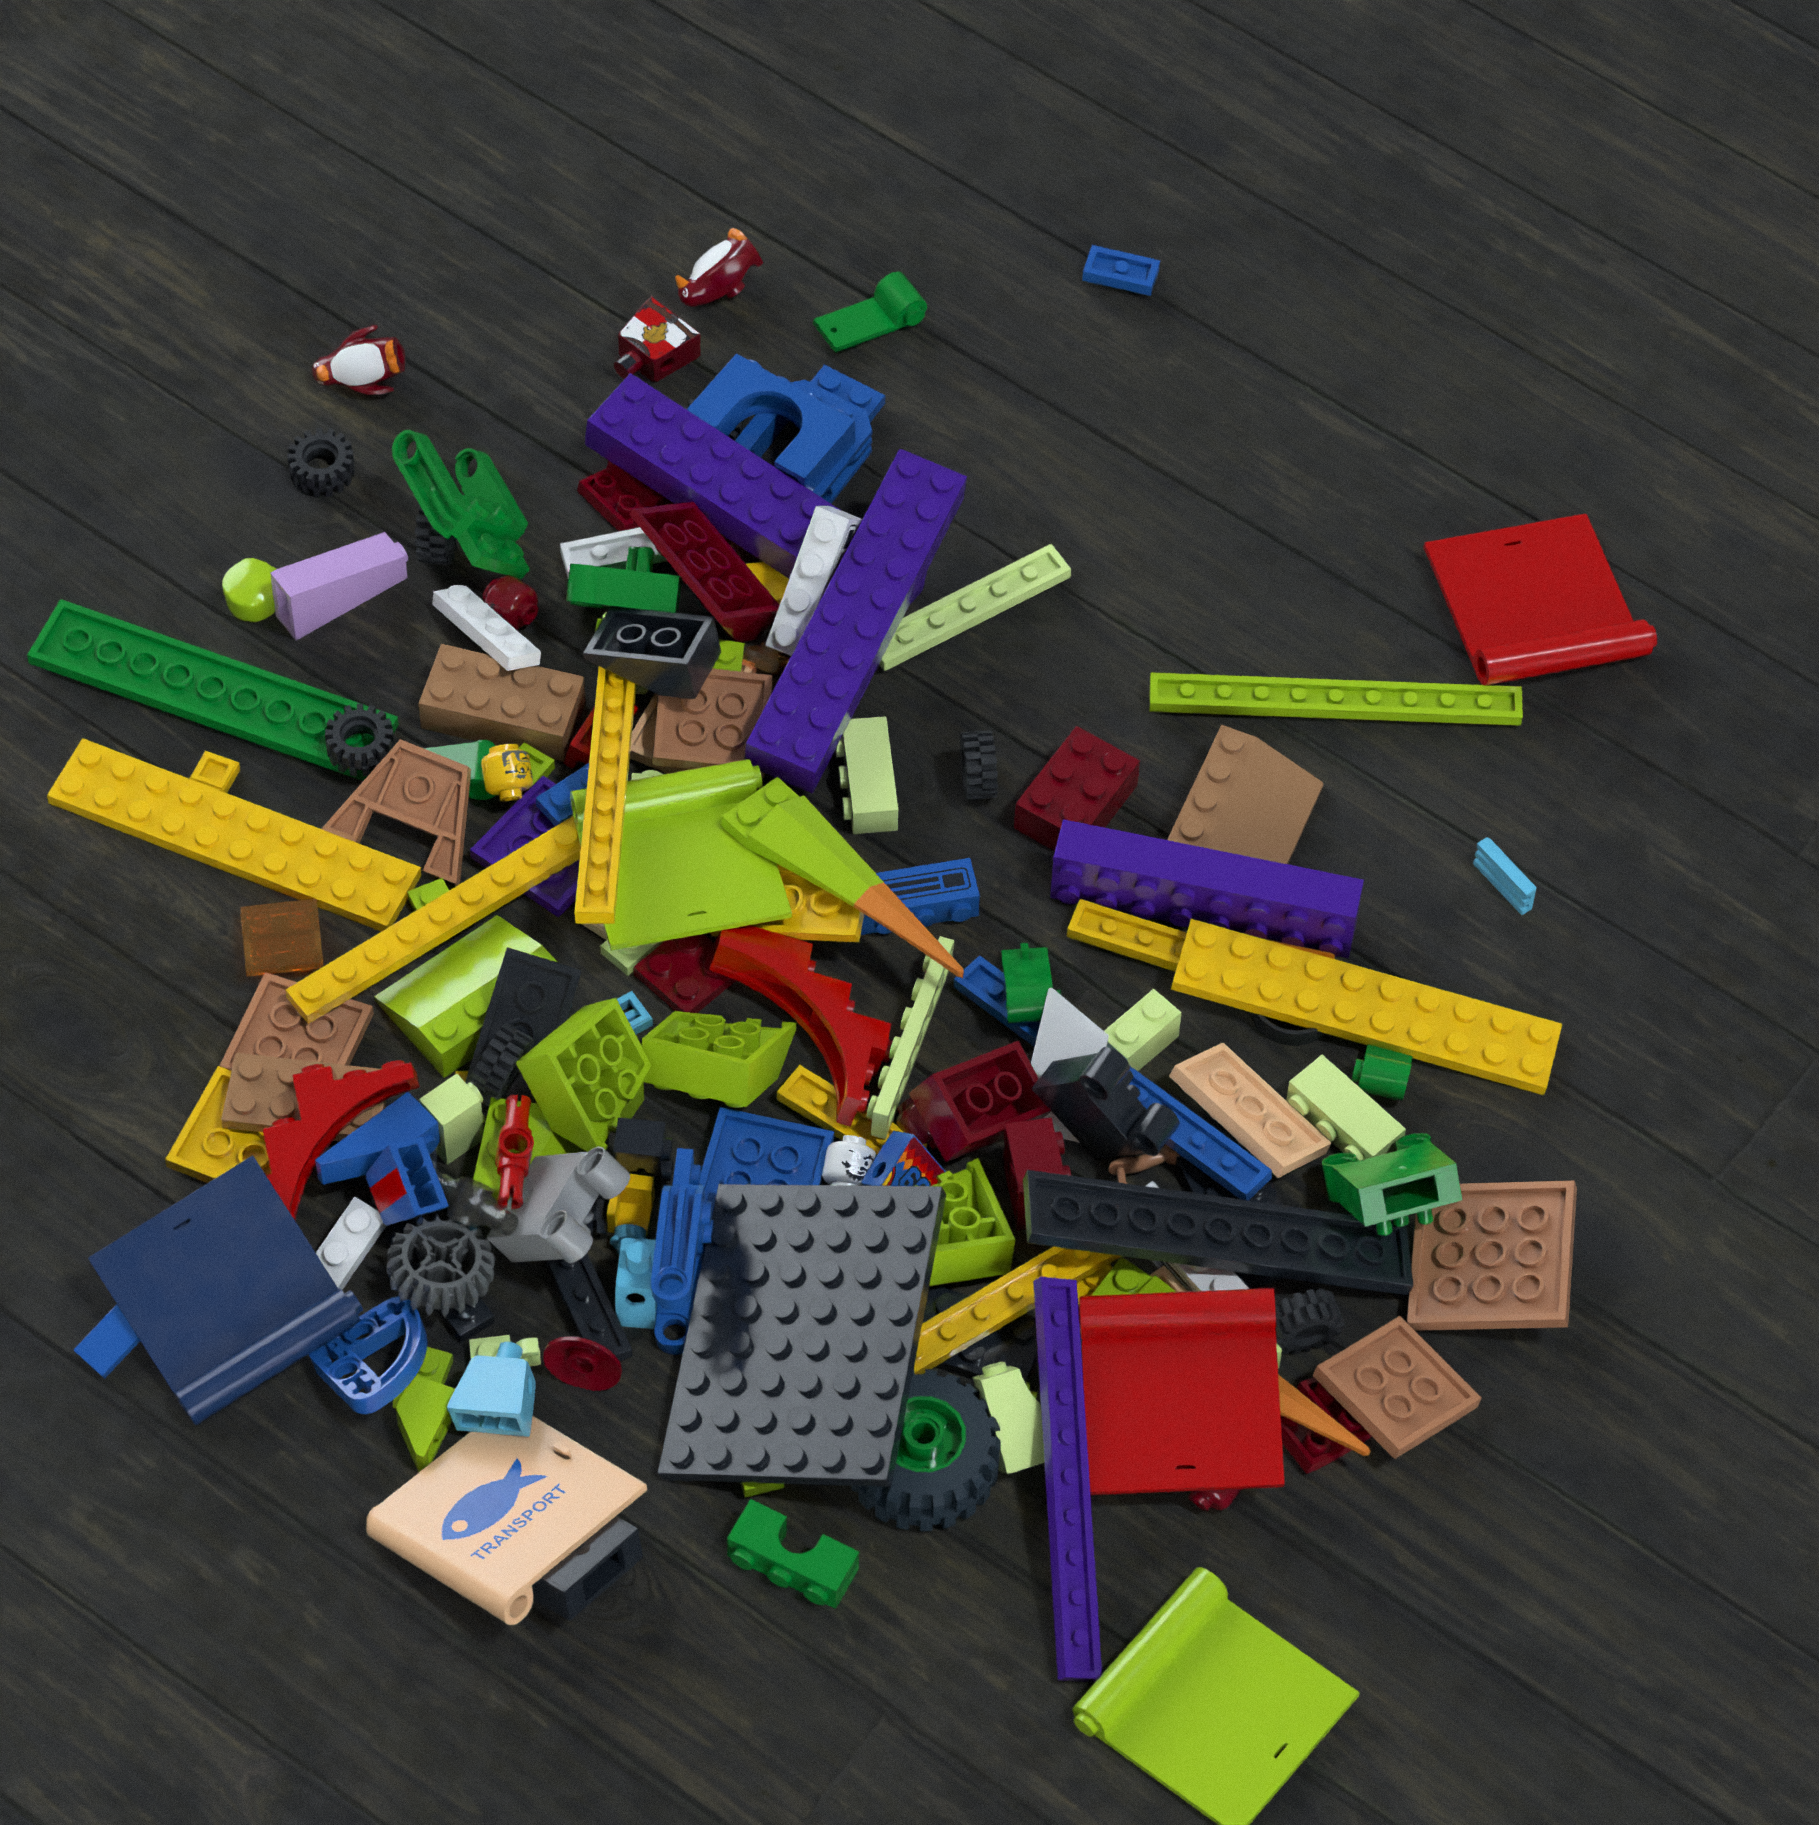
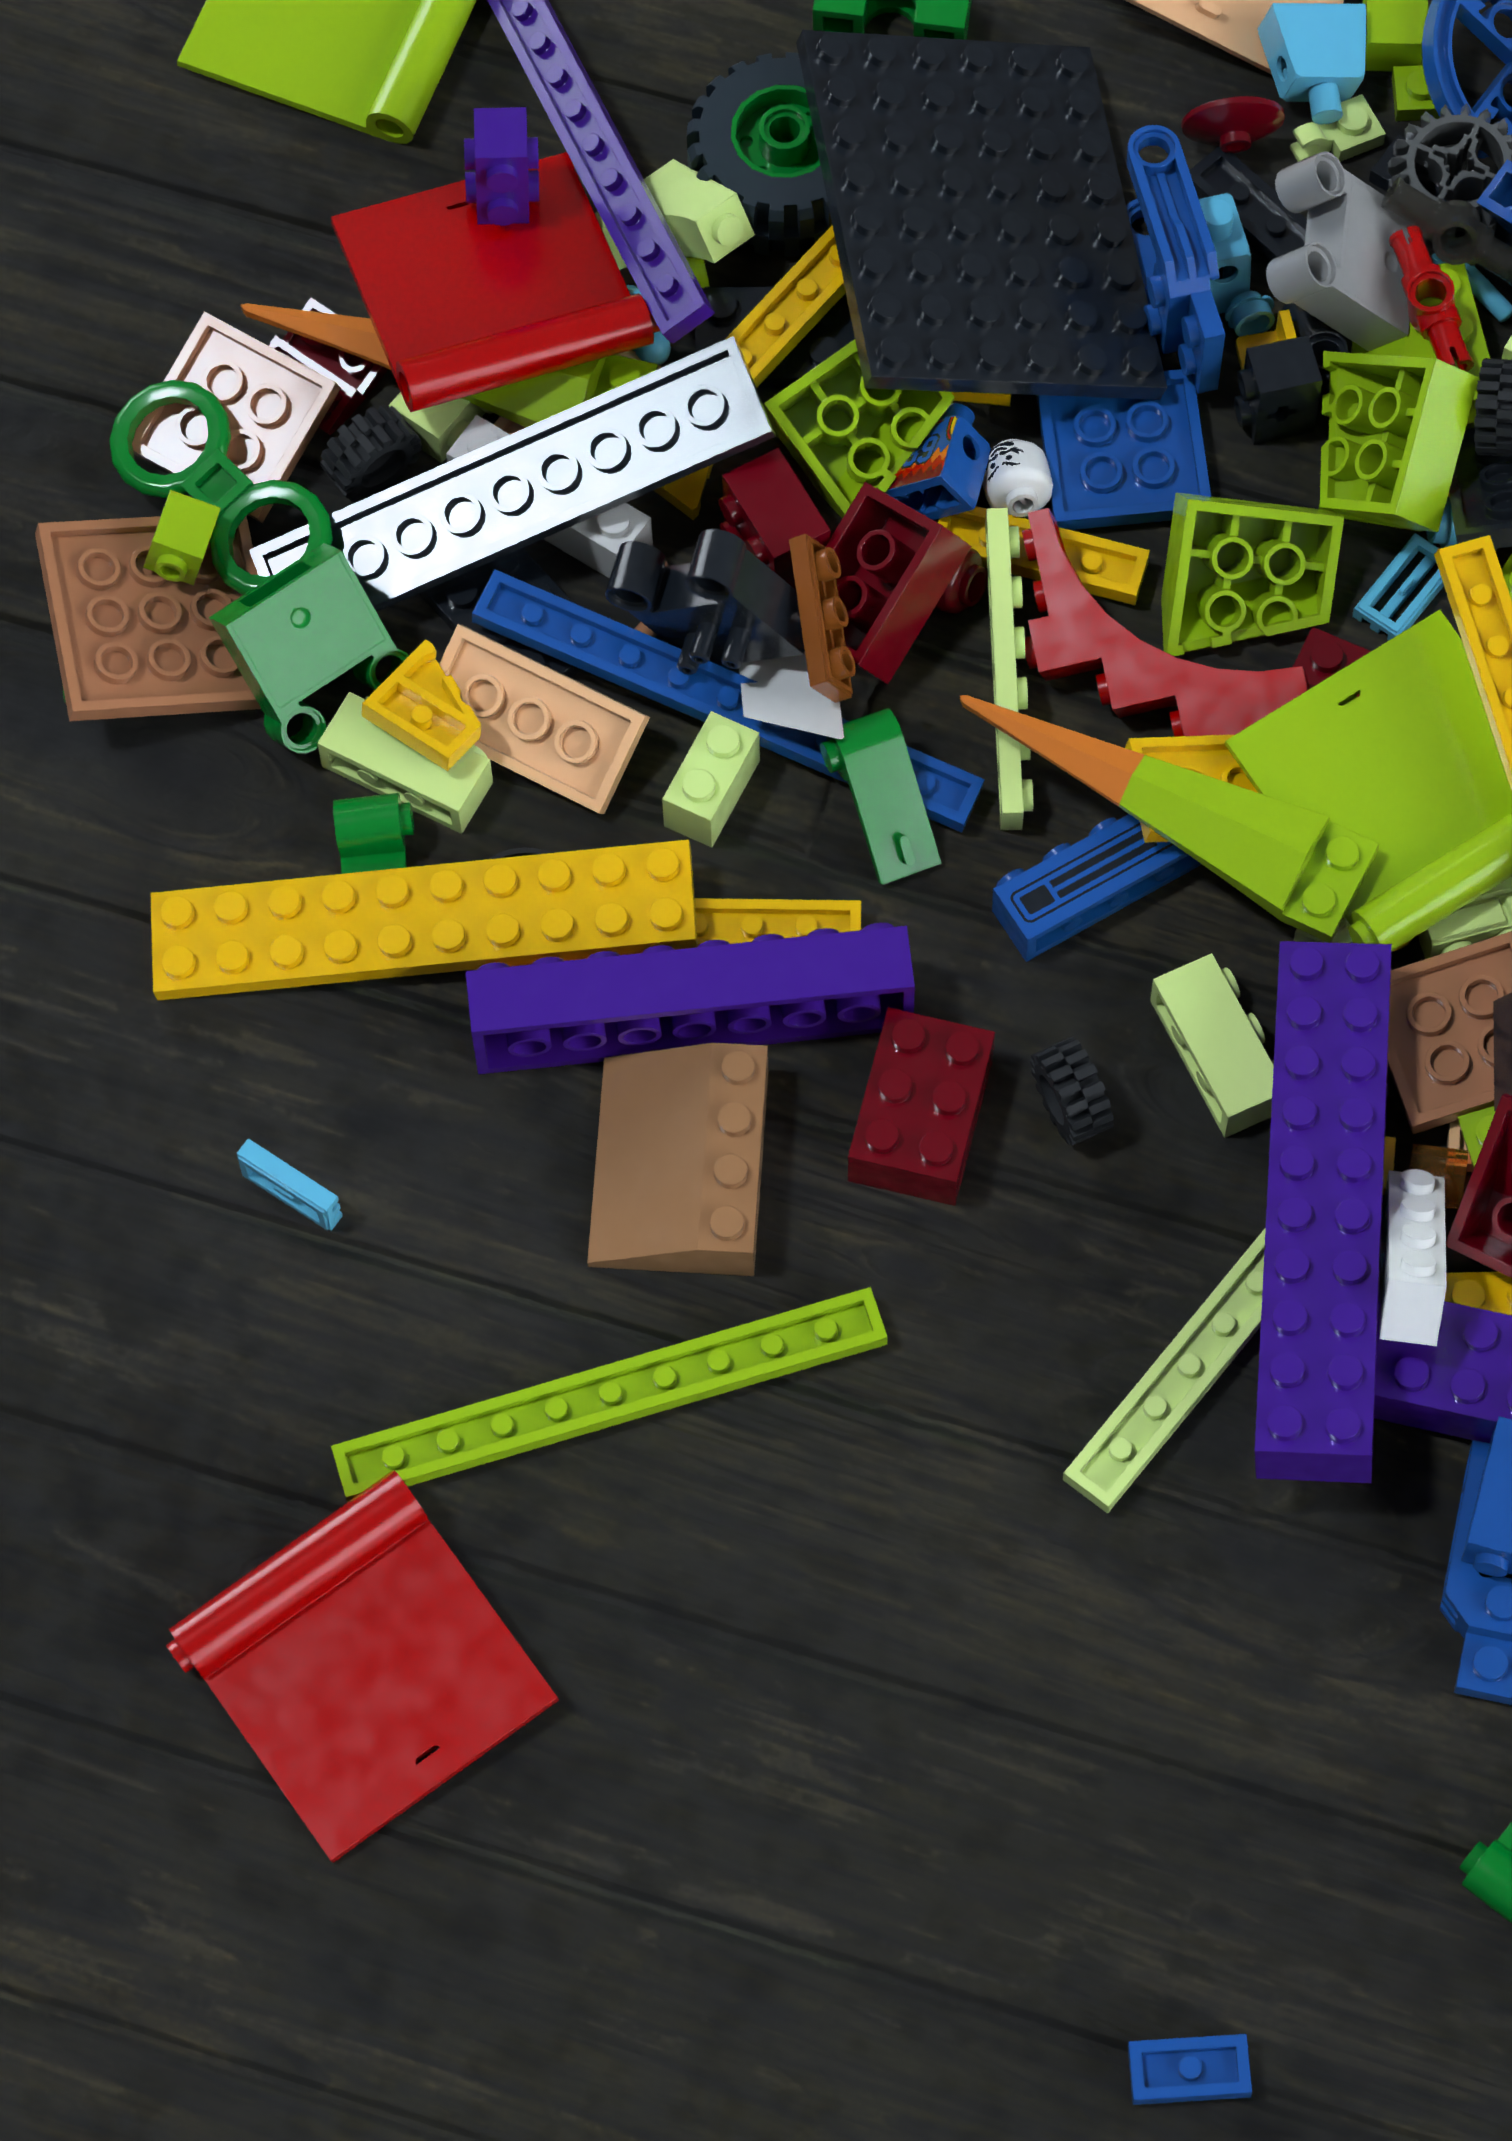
camera: 165 degrees right, 10 degrees up
(1033, 1067) = (822, 618): none -> dark orange tile
(1150, 1447) = (501, 164): none -> dark purple brick
(1325, 1115) = (424, 709): none -> yellow wing
(1424, 1325) = (211, 477): none -> green bar
(1463, 1283) = (181, 538): none -> lime brick

